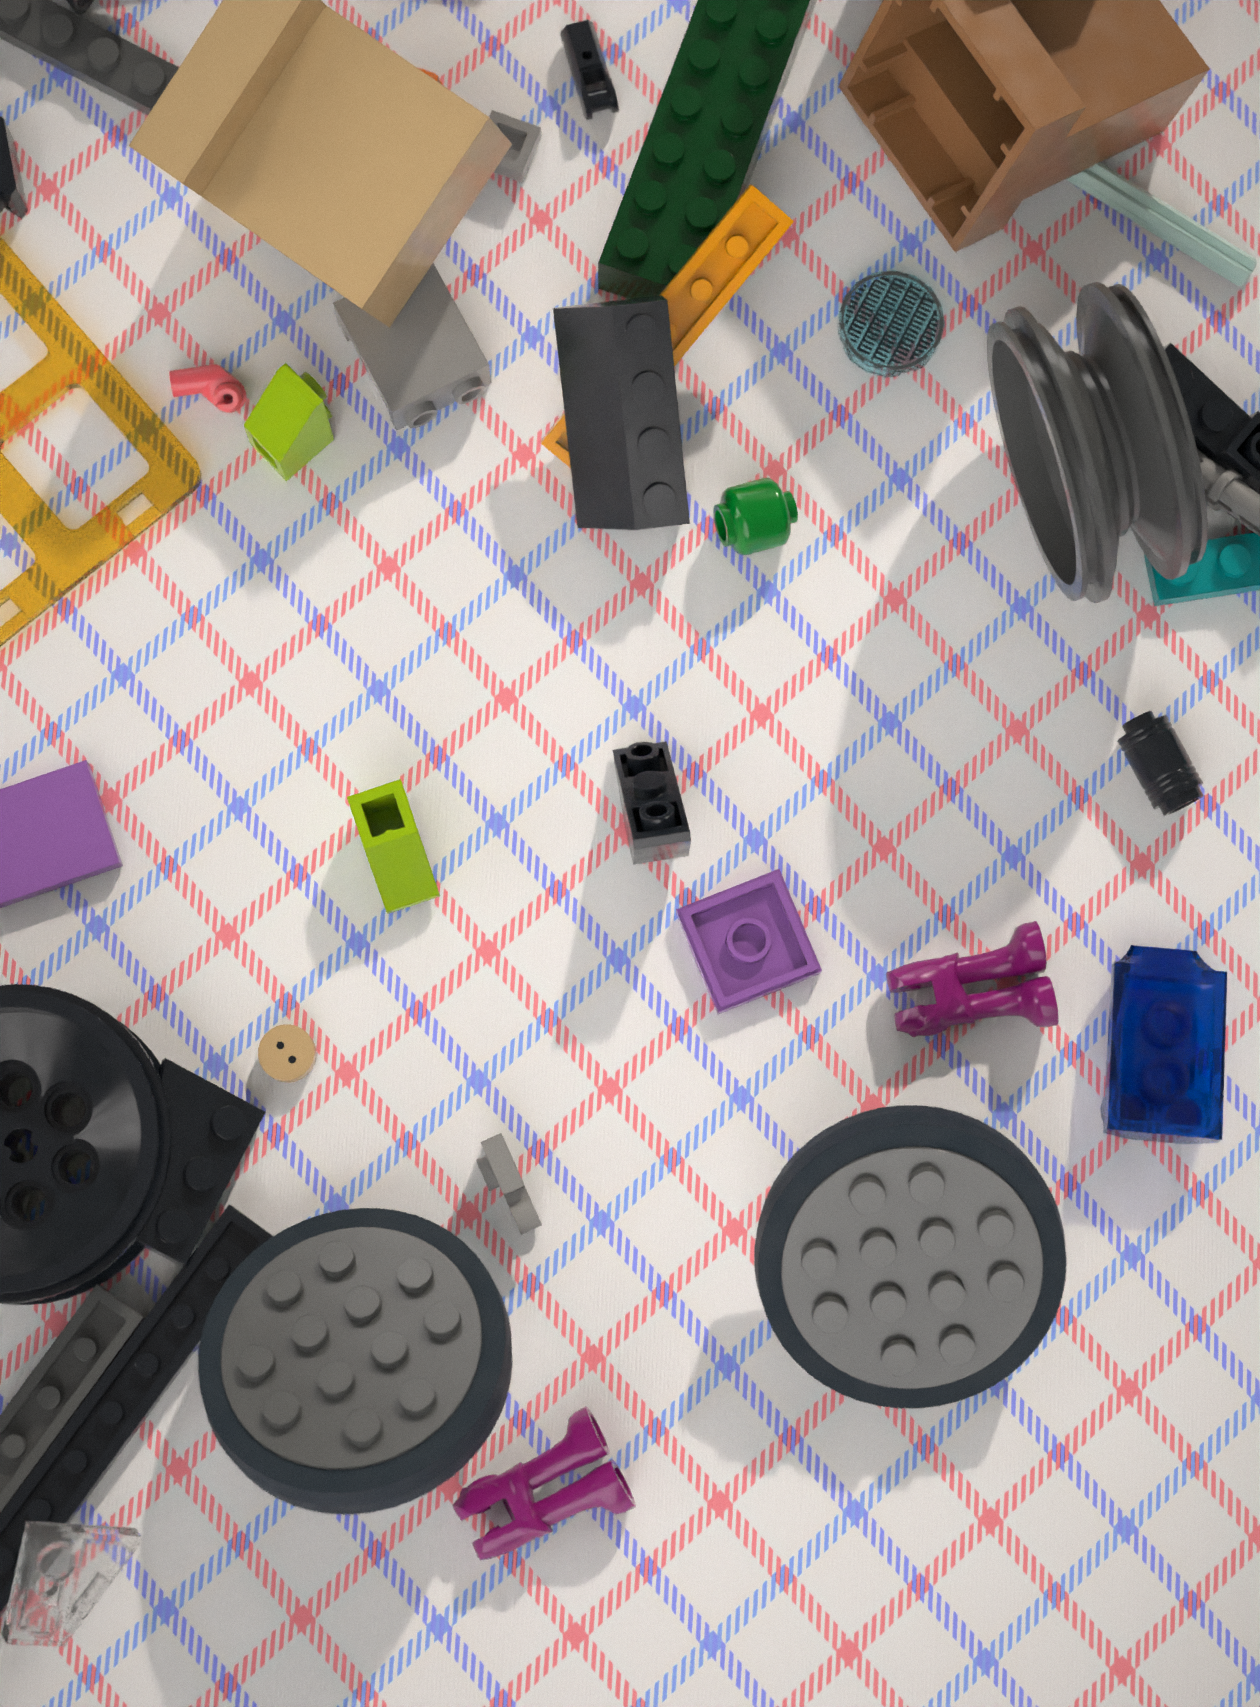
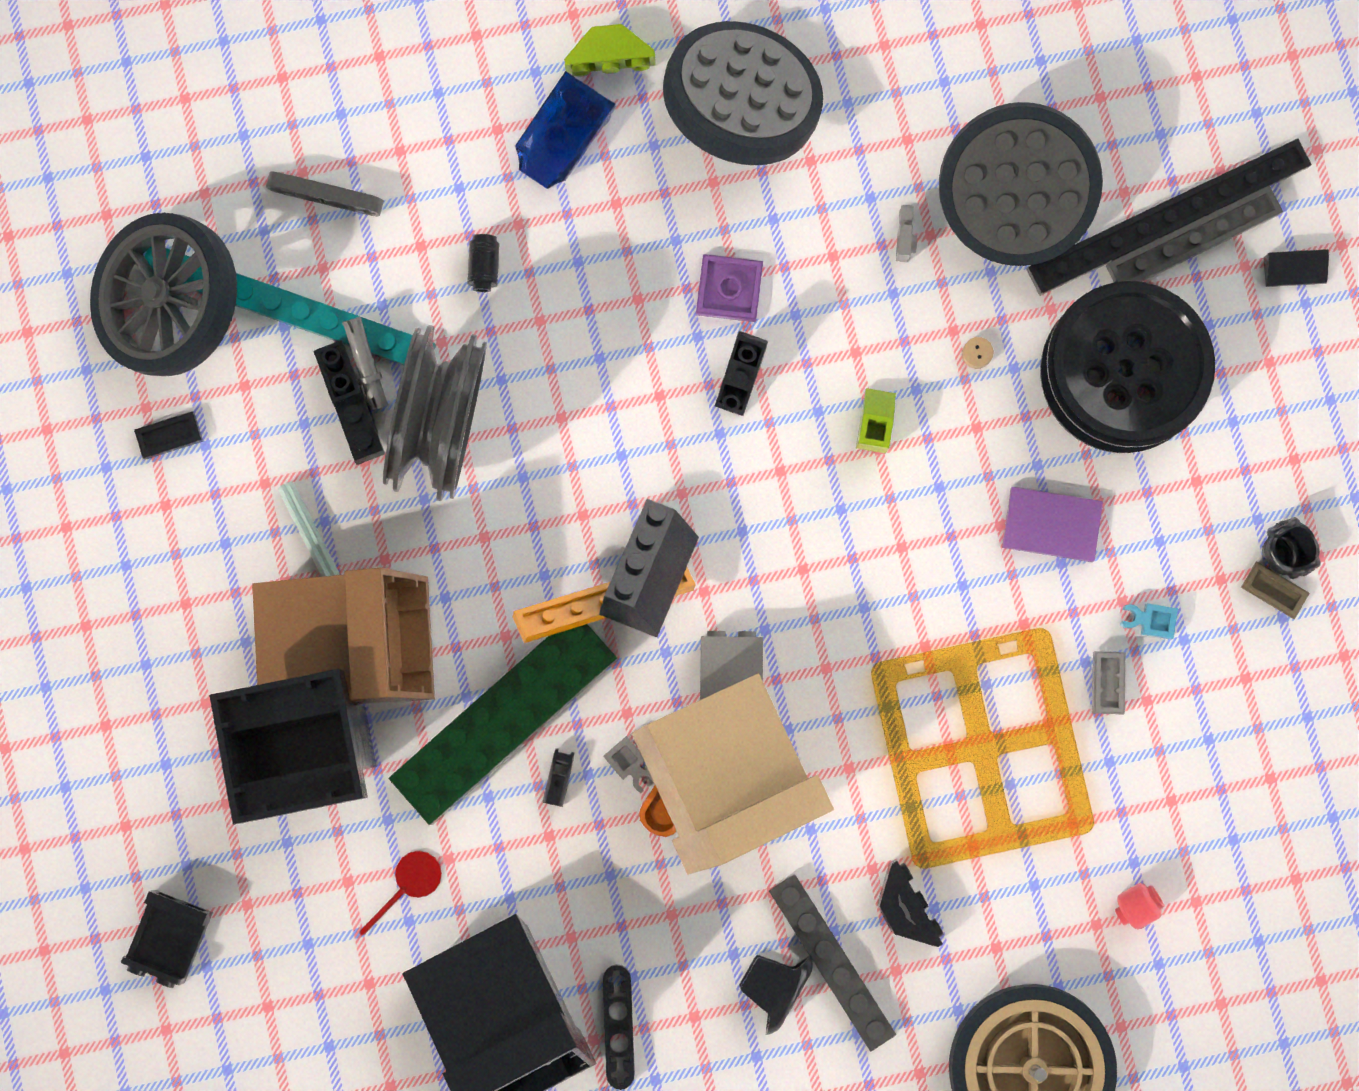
camera: 150 degrees left, 5 degrees up
(62, 1578) = (1200, 168): clear wing -> none
(207, 1144) = (1035, 327): black wing -> none
(213, 383) = (841, 710): coral arm -> none
(290, 422) = (816, 660): lime slope -> none
(531, 1519) = (934, 98): magenta piece -> none
(755, 516) = (610, 490): green head -> none
(890, 323) = (482, 557): tile -> none
(1020, 957) = (649, 202): magenta piece -> none
(1172, 1223) = (609, 50): none -> lime slope

